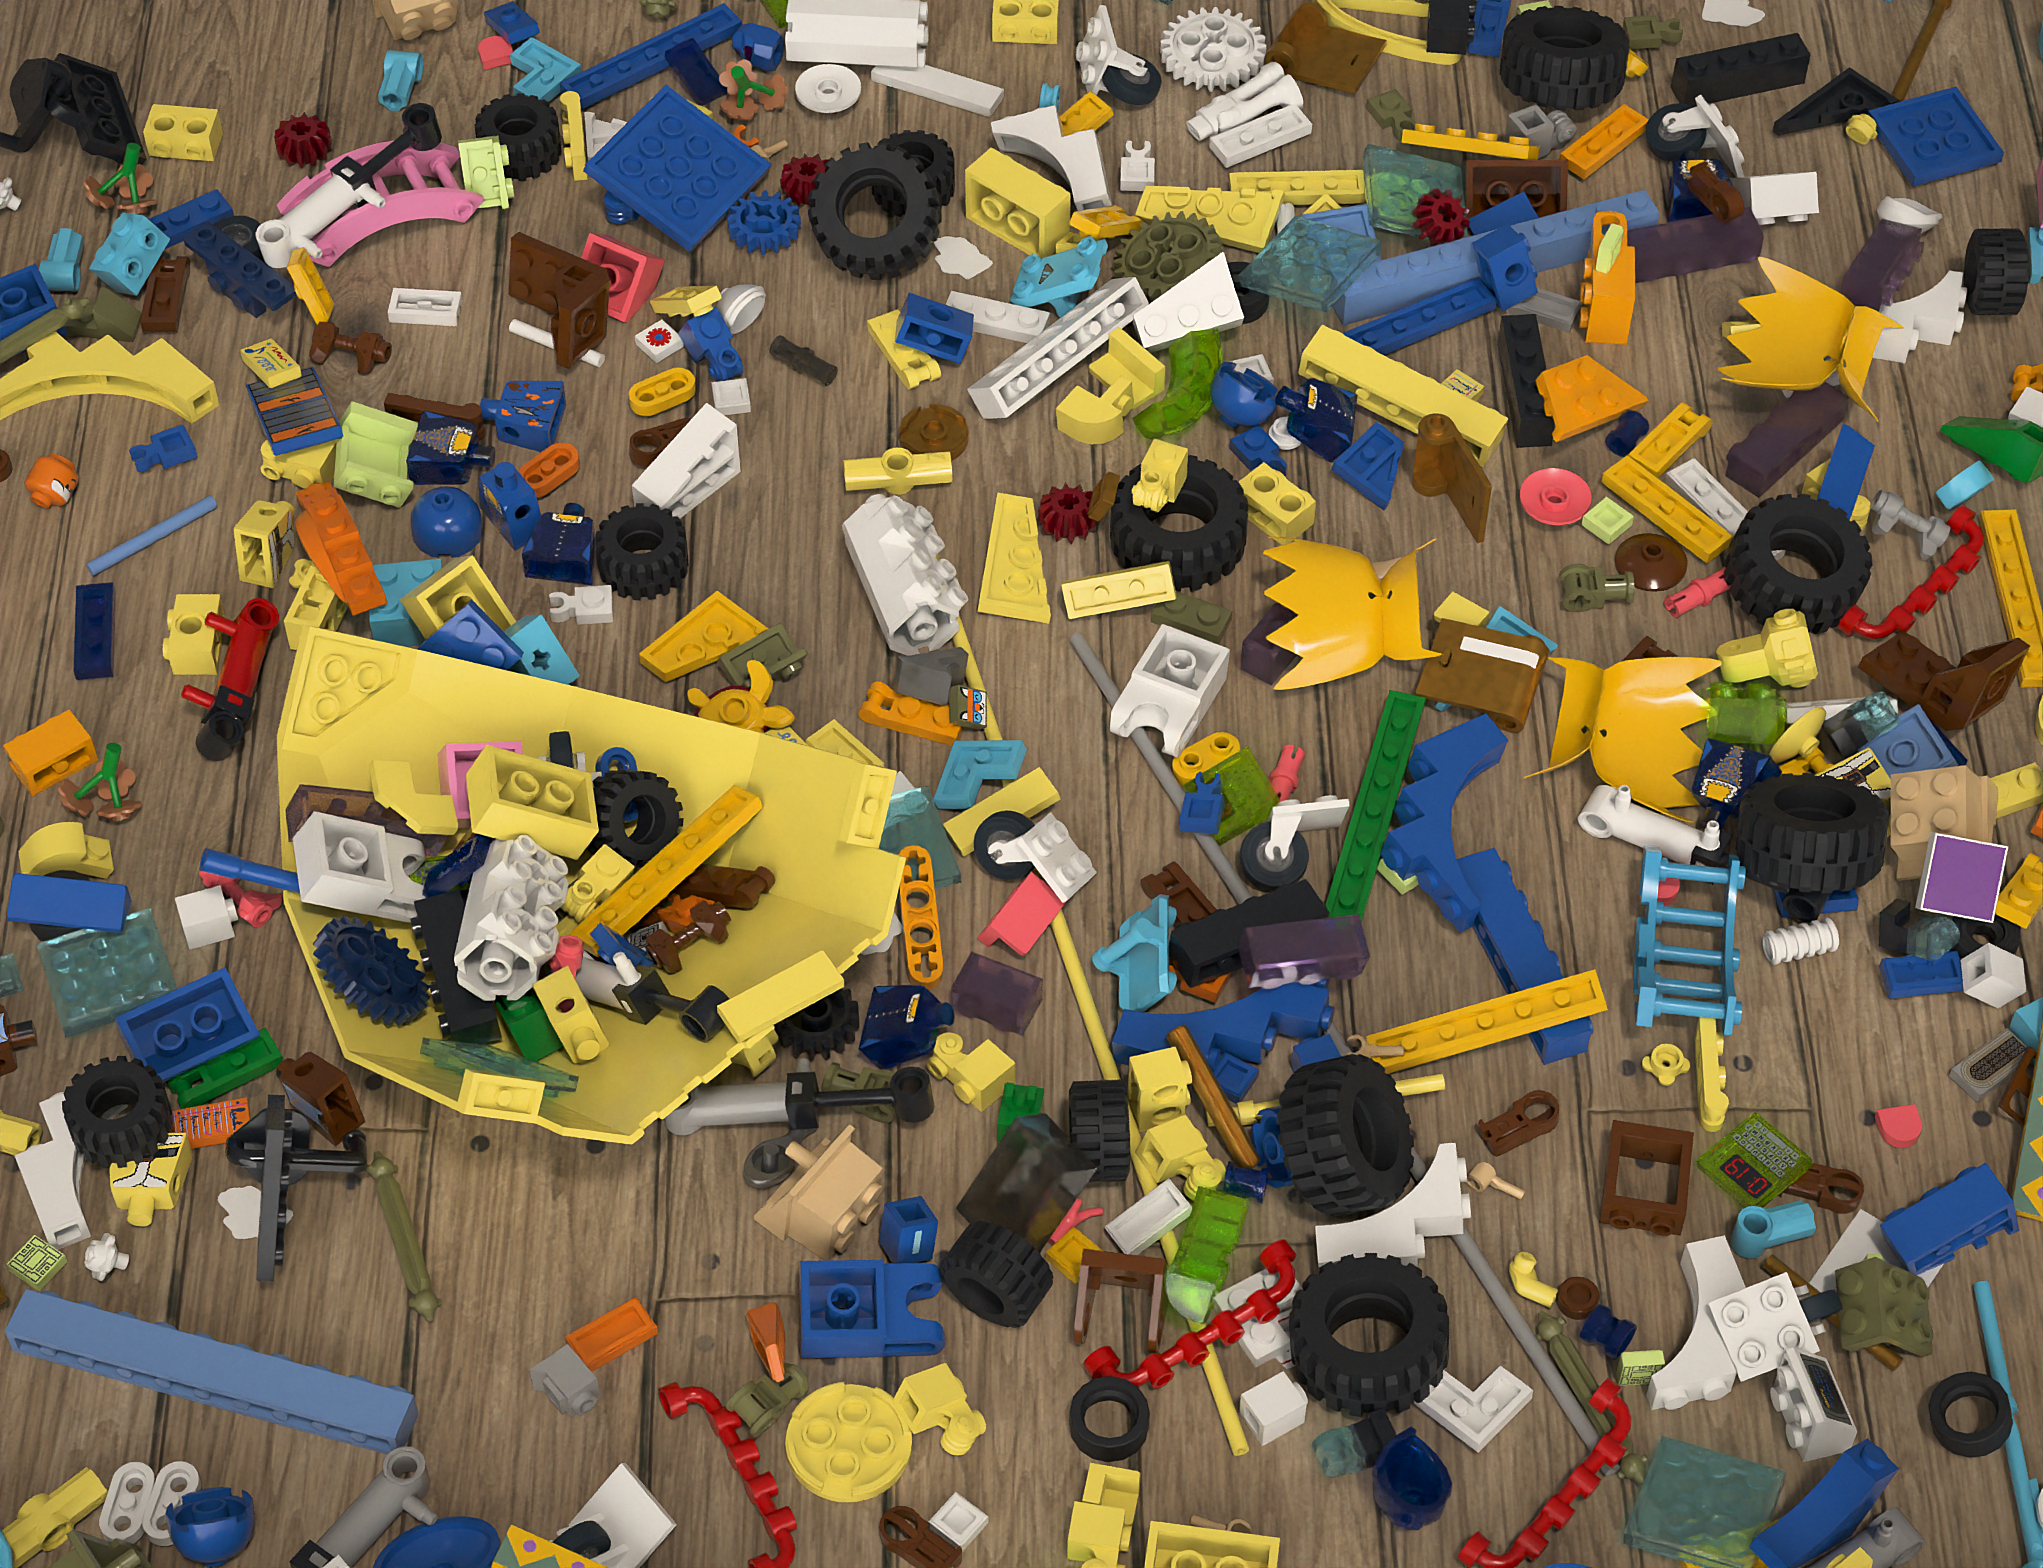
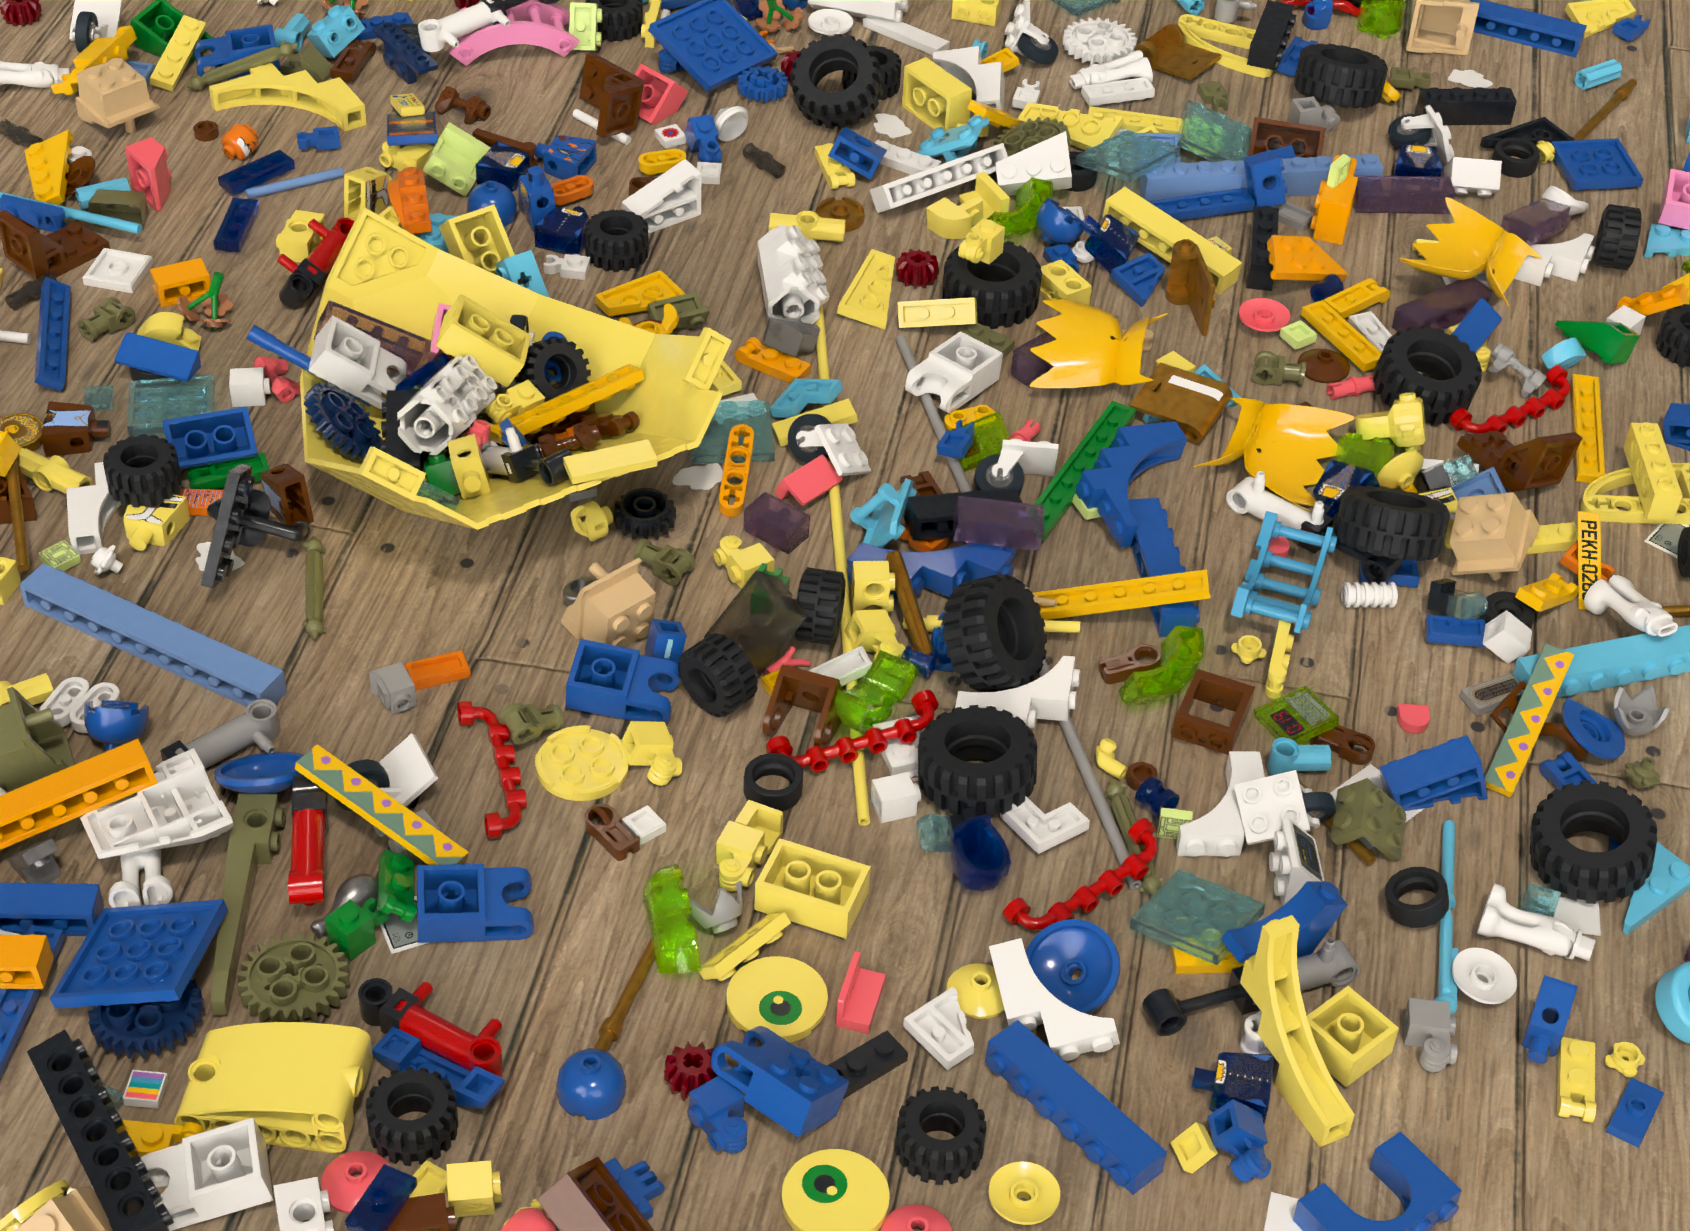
camera: 10 degrees right, 10 degrees down
(92, 530) = (256, 172): none -> clear blue plate
(309, 285) = (446, 63): yellow plate -> none
(424, 813) = (395, 319): light yellow tile -> none
(427, 307) = (521, 94): white tile -> none
(473, 638) = (482, 252): blue plate -> none
(686, 300) = (693, 109): light yellow plate -> none
(768, 1338) = (546, 686): orange slope -> none
(796, 1101) = (539, 548): piece -> none
(902, 1024) = (702, 524): clear blue torso -> none
(968, 707) = (810, 360): tile -> none
(1103, 496) = (941, 256): pearl gold tile -> none
(1235, 1077) = (931, 602): blue tile -> none
(1440, 217) = (1227, 144): dark red gear -> none
(1484, 143) = (1251, 110): yellow plate -> none
(1484, 1175) = (1095, 690): tan hand -> none
(1584, 1101) = (1179, 661): none -> clear neon green brick
(1604, 141) = (1357, 131): light orange plate -> none
(1715, 194) = (1427, 163): reddish brown piece -> none
(1826, 128) = (1519, 148): none -> black tyre
(1961, 877) = (1496, 566): dark purple tile -> none

